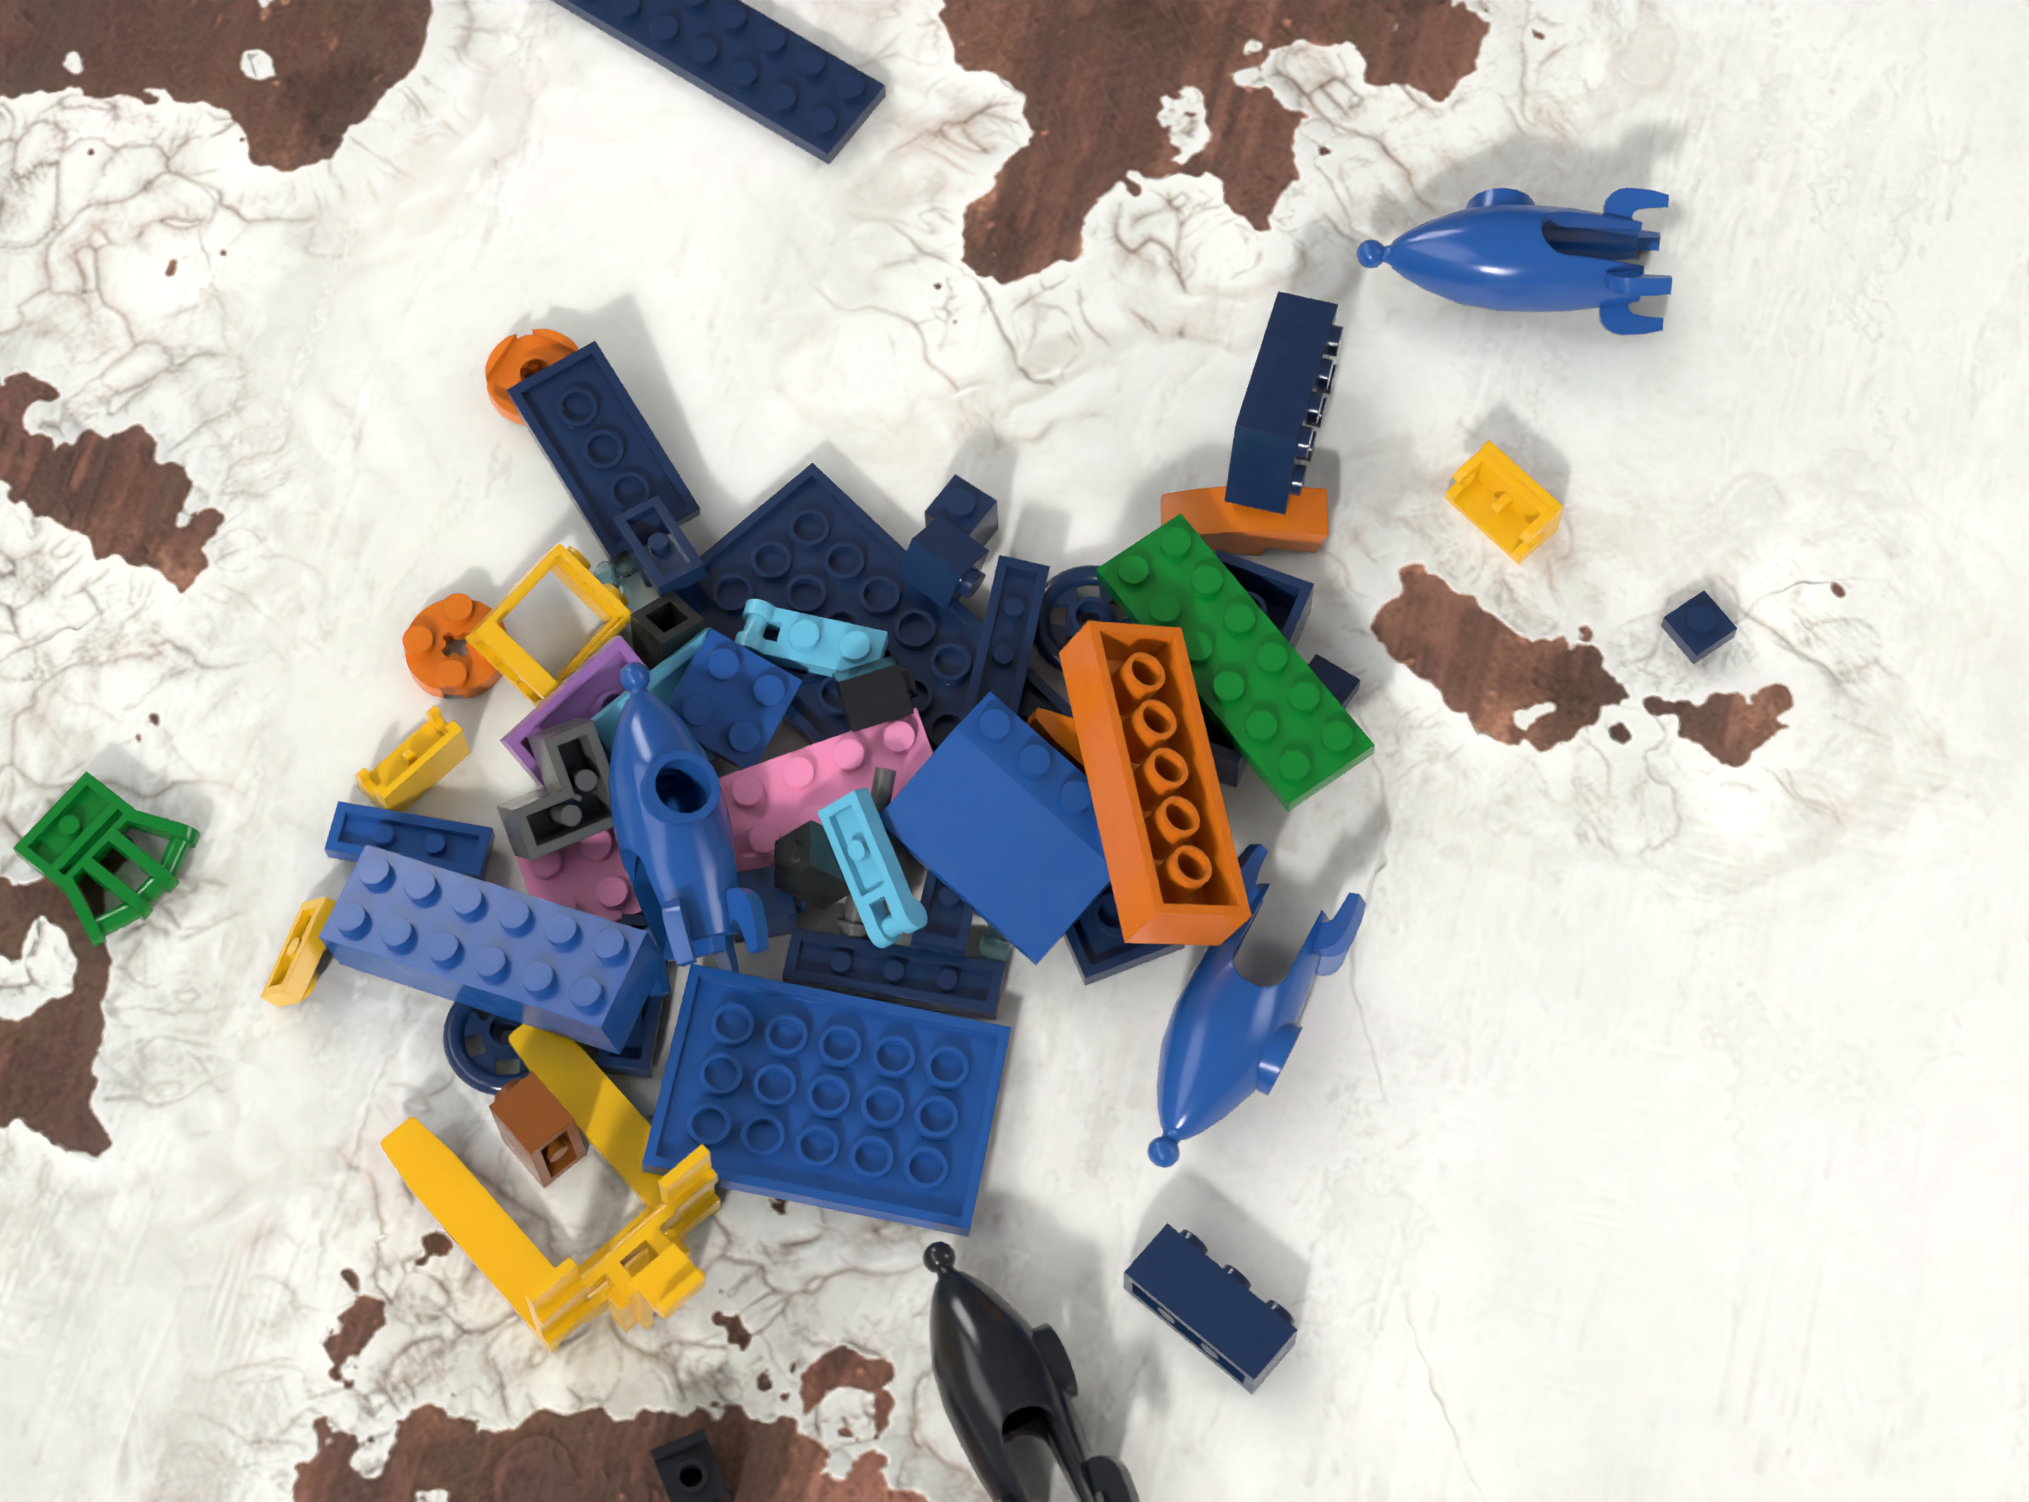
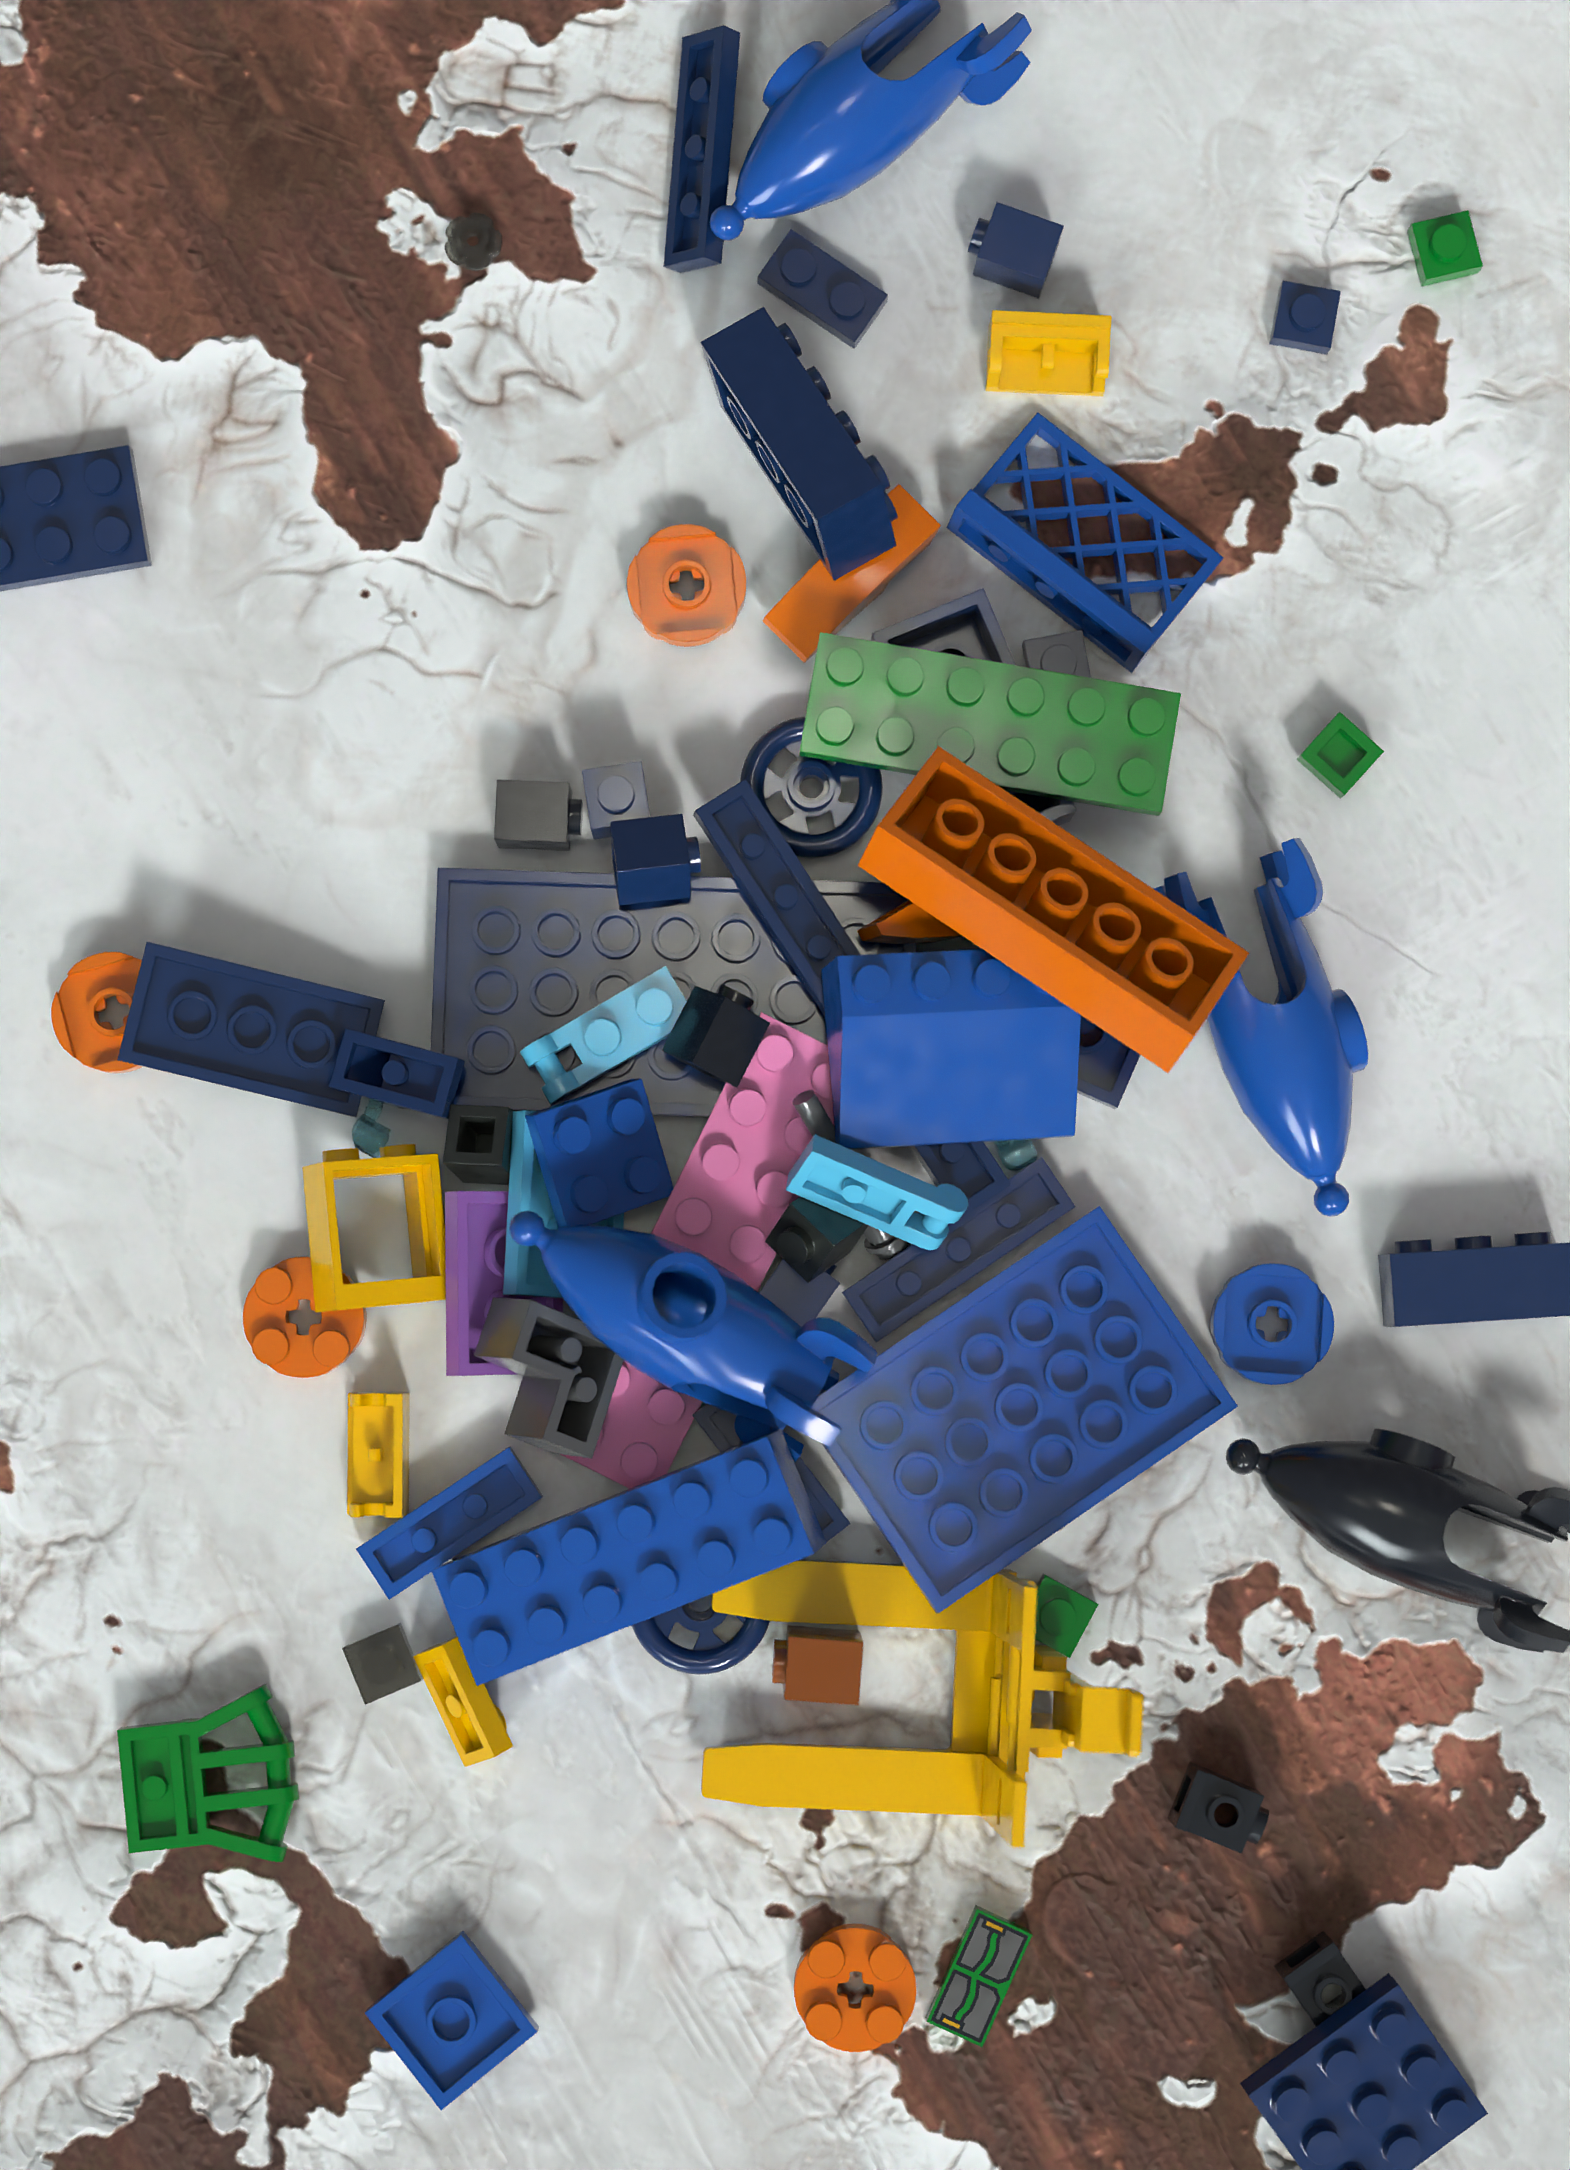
camera: 55 degrees left, 20 degrees up
(84, 1138) = (452, 2020): none -> blue plate
(279, 889) = (382, 1663): none -> clear smoke plate
(344, 1400) = (879, 2015): none -> orange plate
(428, 1439) = (978, 1976): none -> tile
(721, 1259) = (1061, 1615): none -> green plate
(901, 485) = (536, 815): none -> black brick
(1049, 1177) = (1294, 1350): none -> blue plate
(1135, 469) = (659, 565): none -> orange plate
(1205, 159) = (477, 256): none -> clear smoke plate
(1373, 640) = (1044, 569): none -> blue fence
(1399, 352) = (822, 288): none -> dark blue plate
(1411, 204) = (701, 147): none -> dark blue plate
(1454, 901) = (1340, 755): none -> green plate
(1544, 427) = (1015, 249): none -> dark blue brick
(1836, 665) = (1444, 248): none -> green plate

